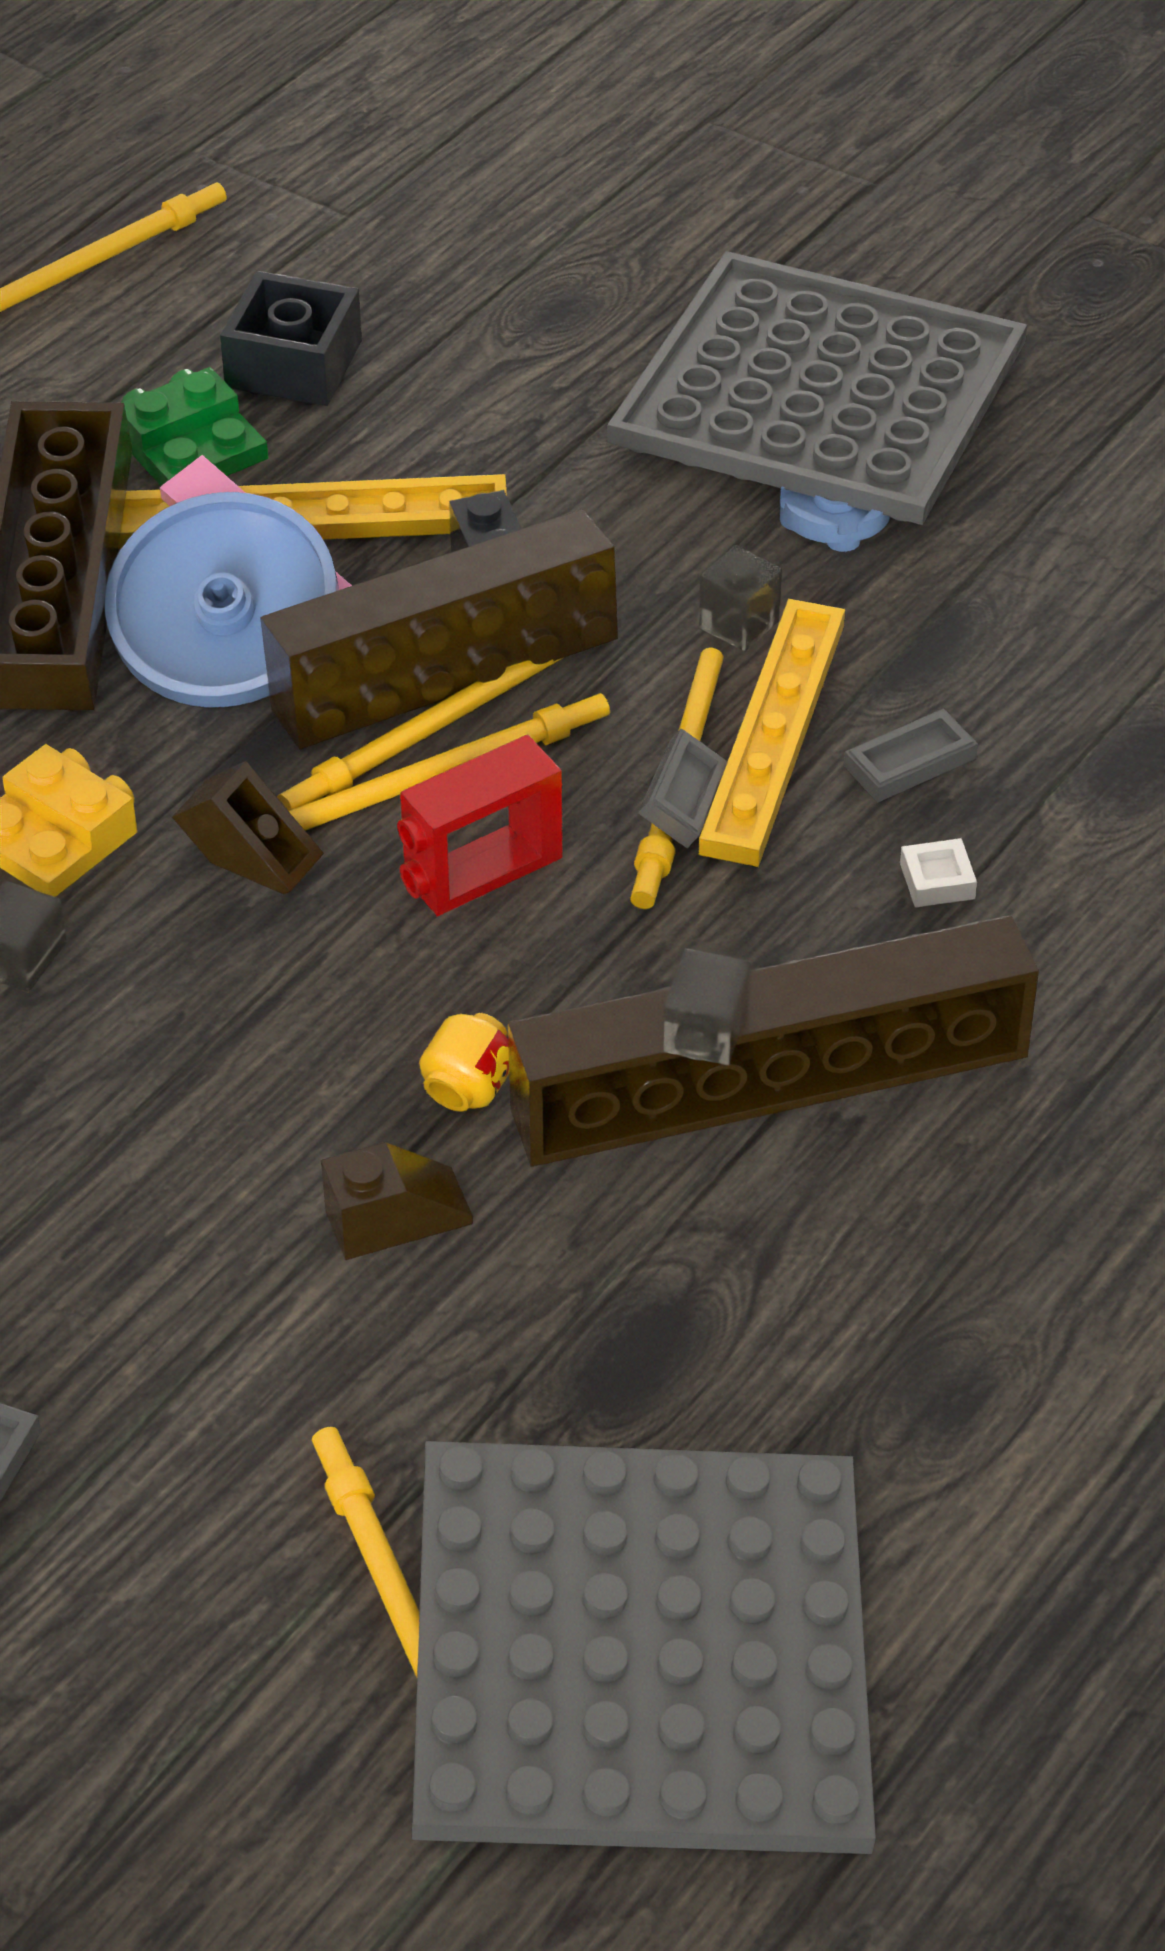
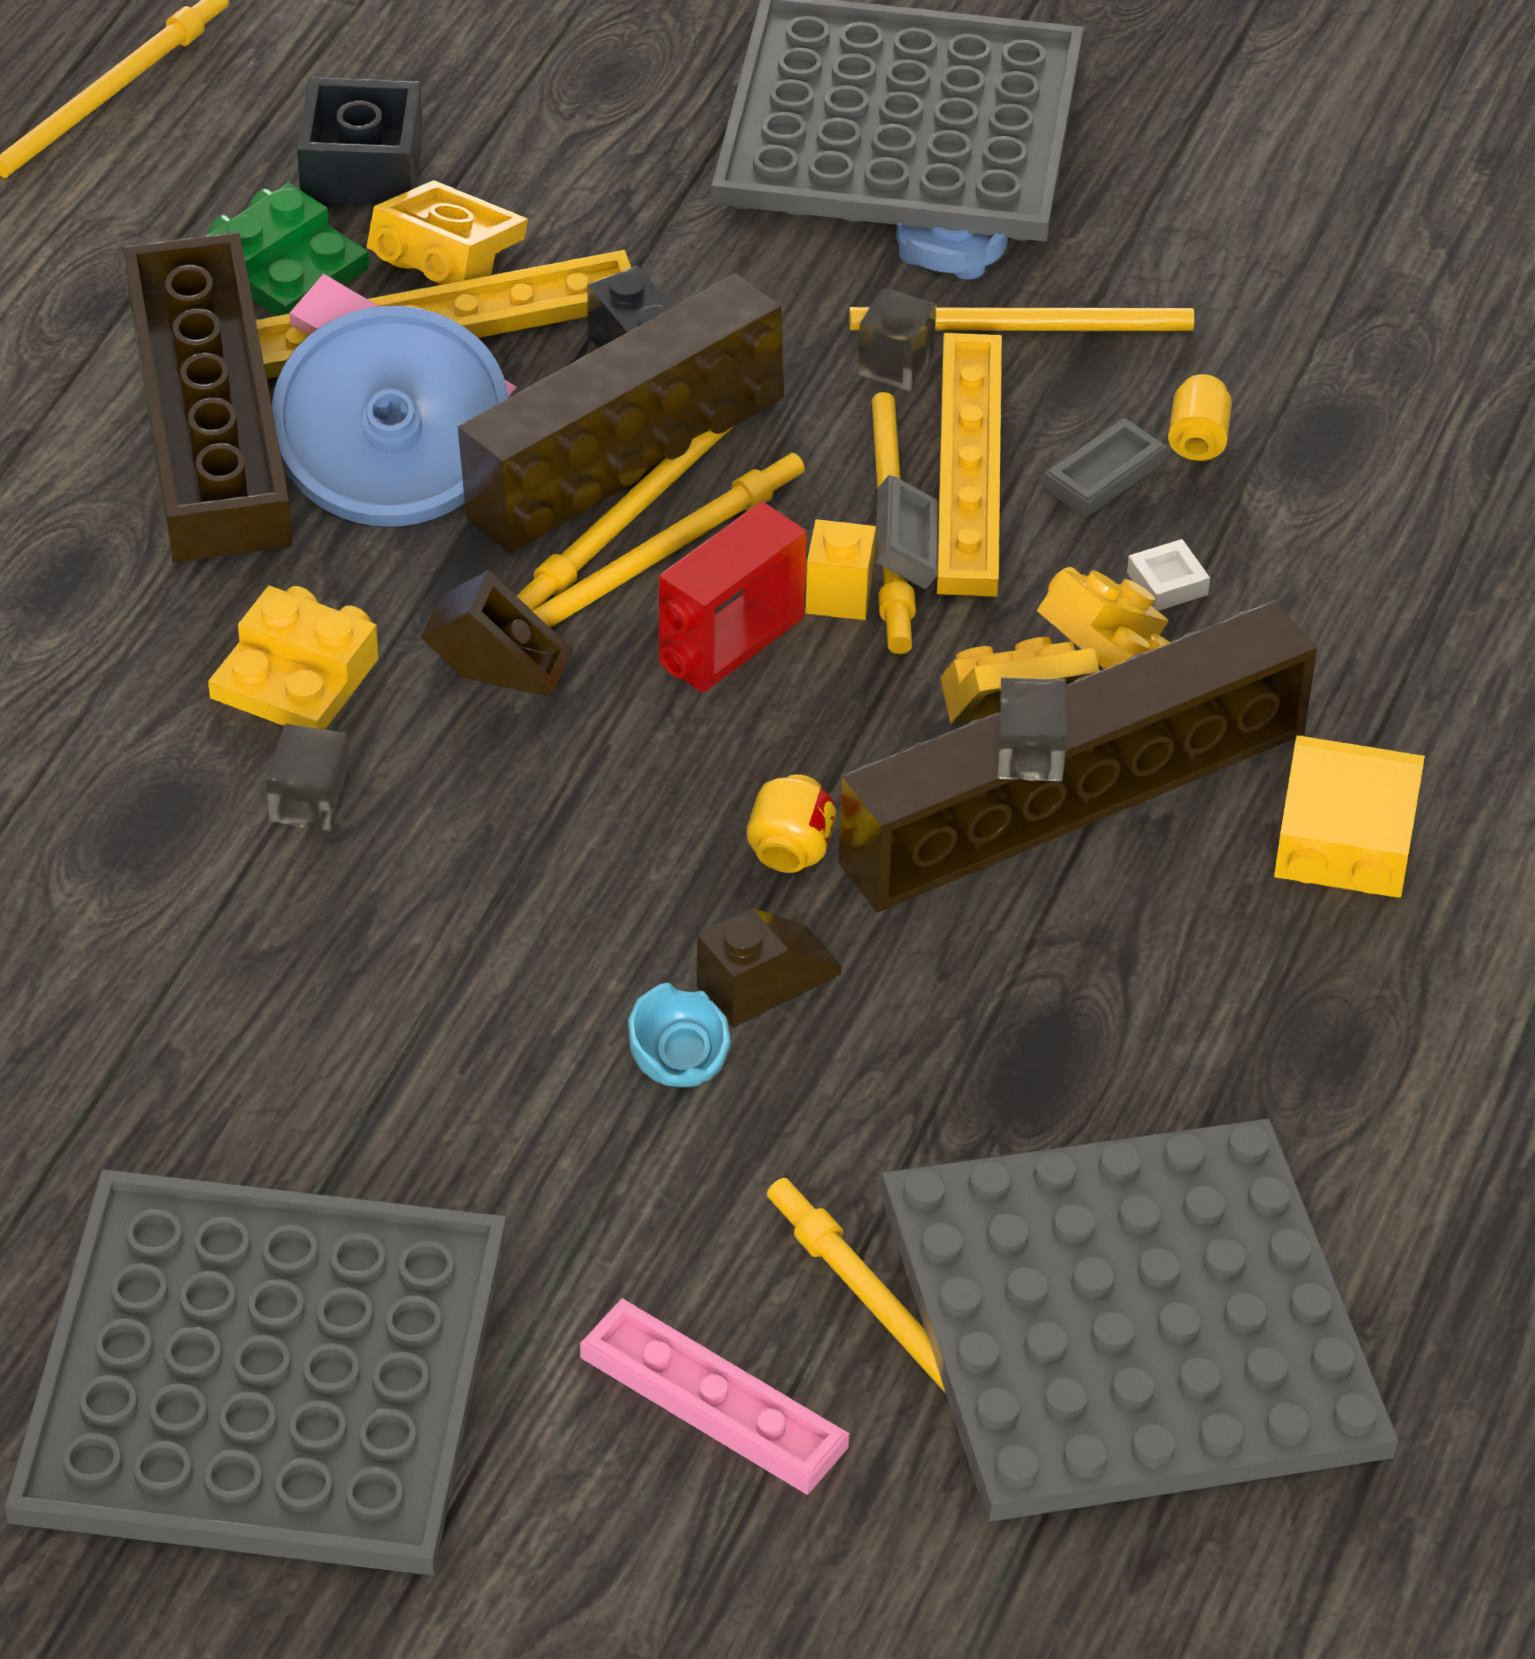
camera: 15 degrees left, 0 degrees up
(186, 1646) = (714, 1396): none -> bright pink tile
(274, 1259) = (678, 1036): none -> medium azure hair
(341, 433) = (443, 232): none -> yellow plate
(604, 815) = (840, 569): none -> yellow brick
(761, 941) = (974, 679): none -> yellow plate
(844, 902) = (1104, 615): none -> yellow plate
(912, 602) = (1053, 319): none -> yellow bar
(1018, 720) = (1200, 418): none -> yellow brick
(1031, 1152) = (1349, 816): none -> yellow slope

